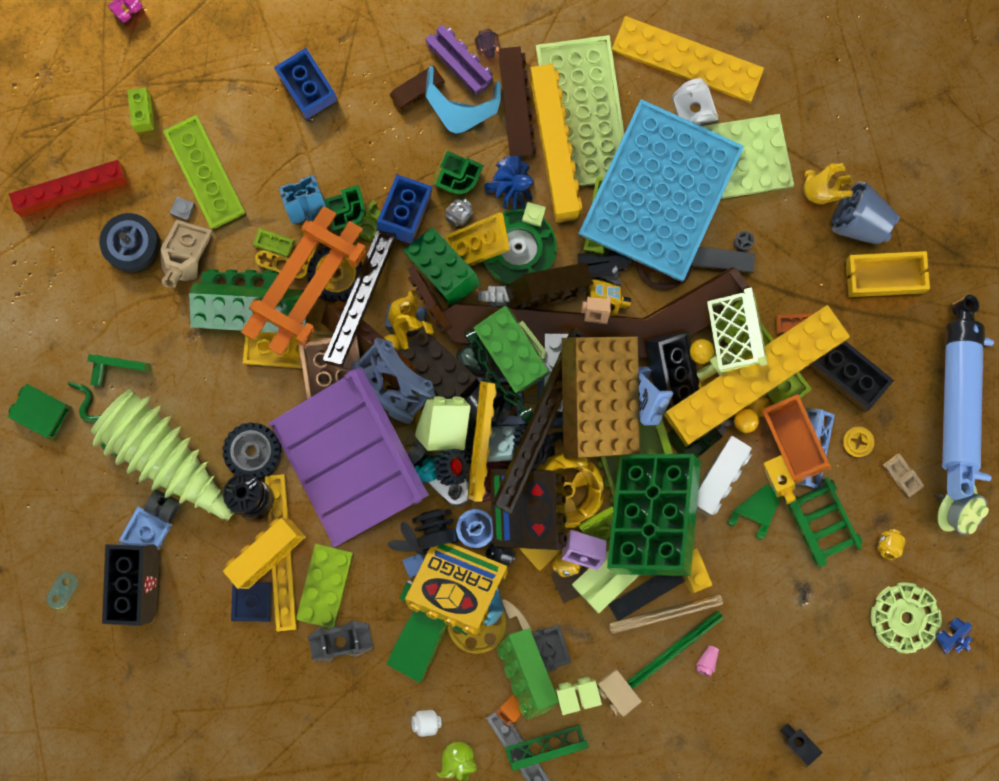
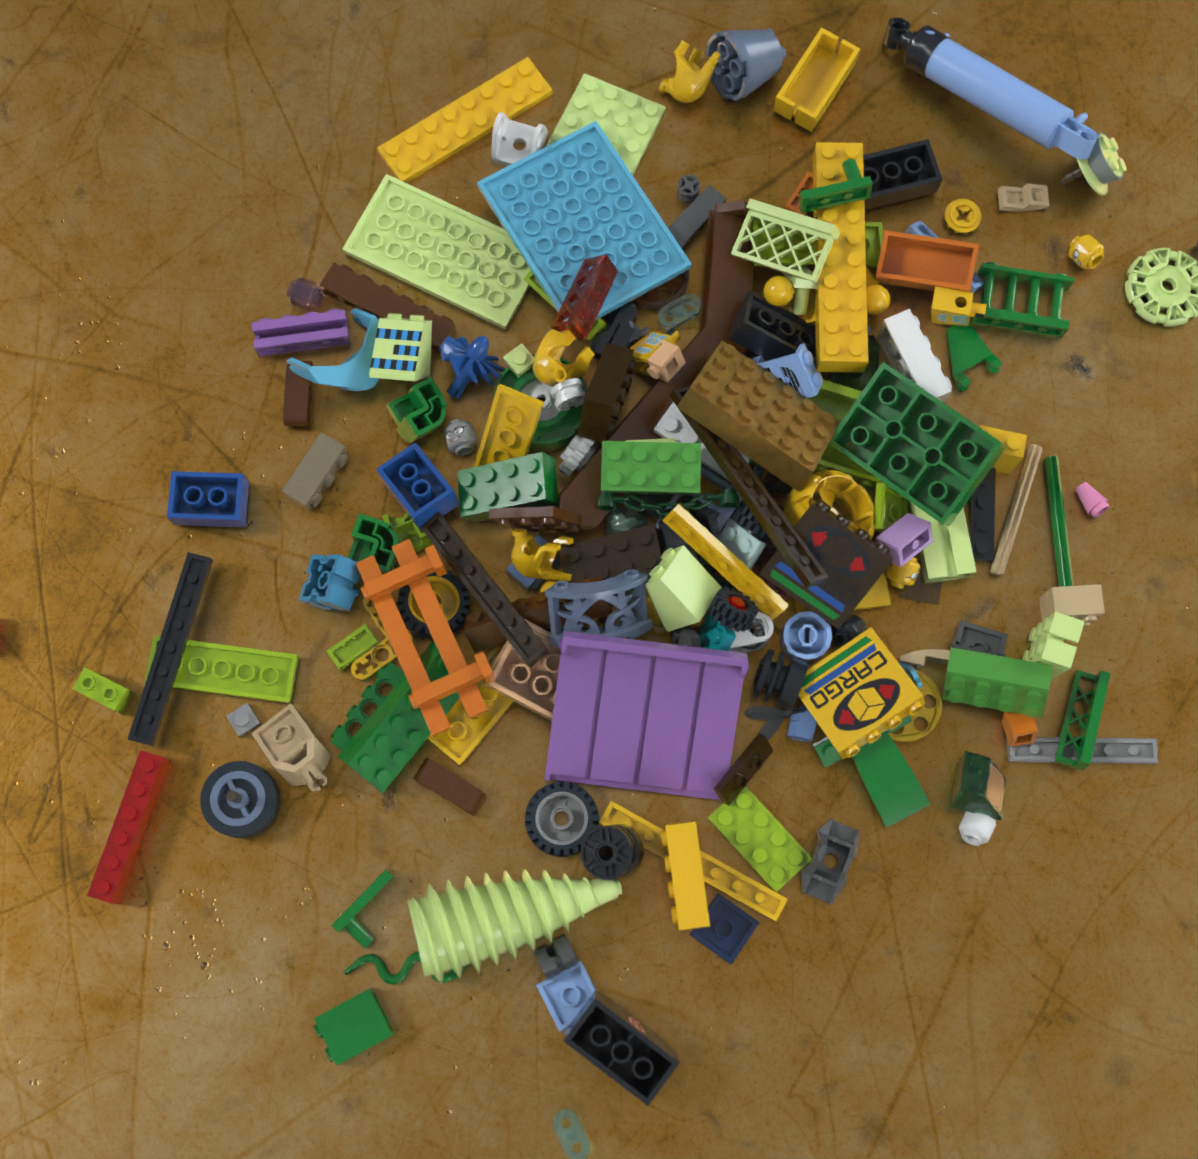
camera: 60 degrees left, 5 degrees down
(193, 131) = (170, 649): none -> black plate
(225, 366) = (449, 786): none -> reddish brown beam
(360, 546) = (743, 769): none -> dark brown plate
(371, 137) = (315, 472): none -> dark tan brick
(452, 708) = (979, 786): none -> clear green slope
(457, 761) = (1038, 816): lime hair -> none
(488, 133) = (402, 348): none -> yellowish green slope
(529, 261) = (568, 394): none -> white wheel
(540, 238) = (547, 361): none -> yellow piece
(554, 143) = (460, 291): yellow brick -> none
(604, 228) = (590, 296): none -> clear red fence
(650, 293) = (677, 311): none -> clear light blue plate
(805, 353) = (836, 194): none -> green piece

